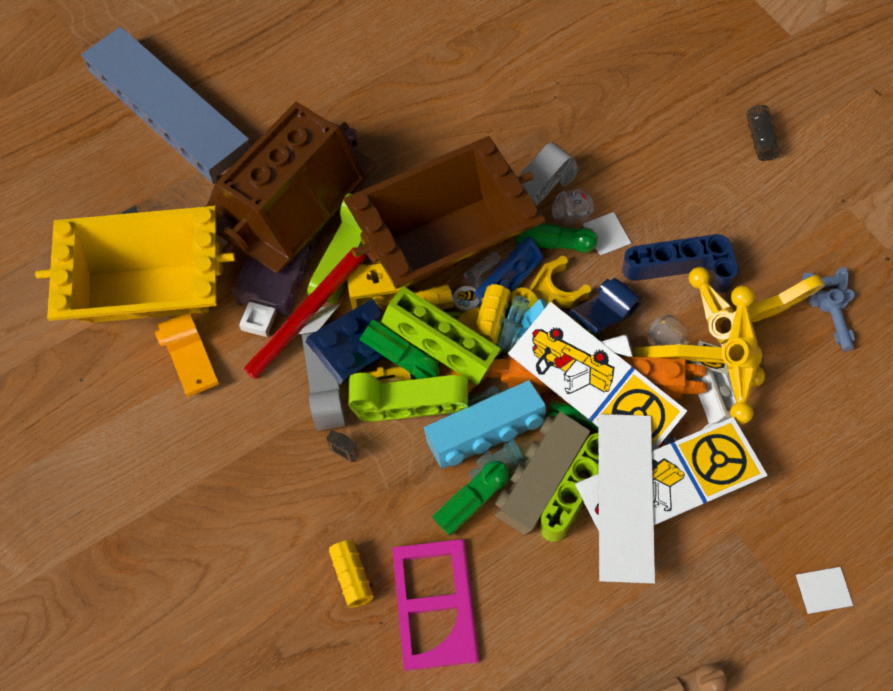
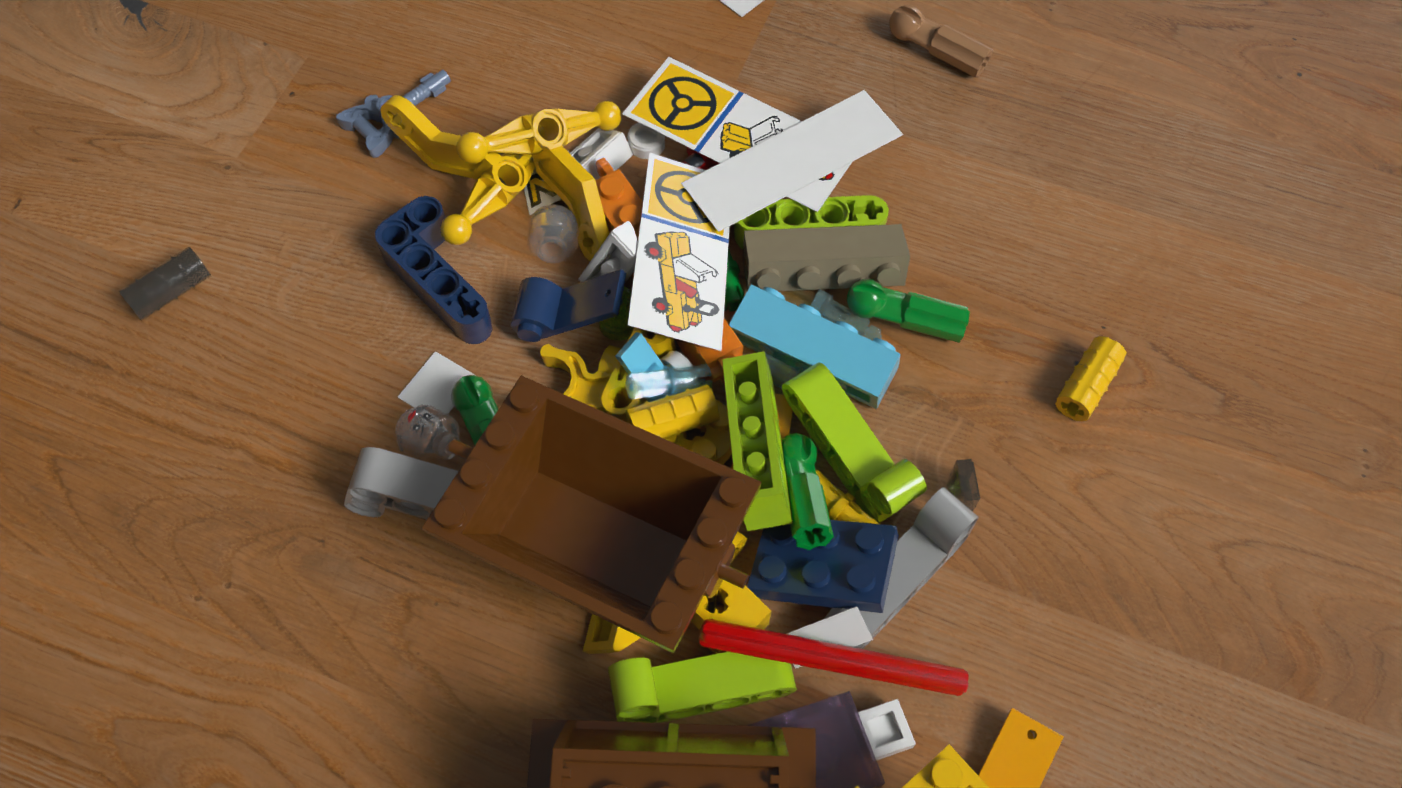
camera: 130 degrees left, 0 degrees up
(461, 644) = (1054, 240): dark pink window -> none

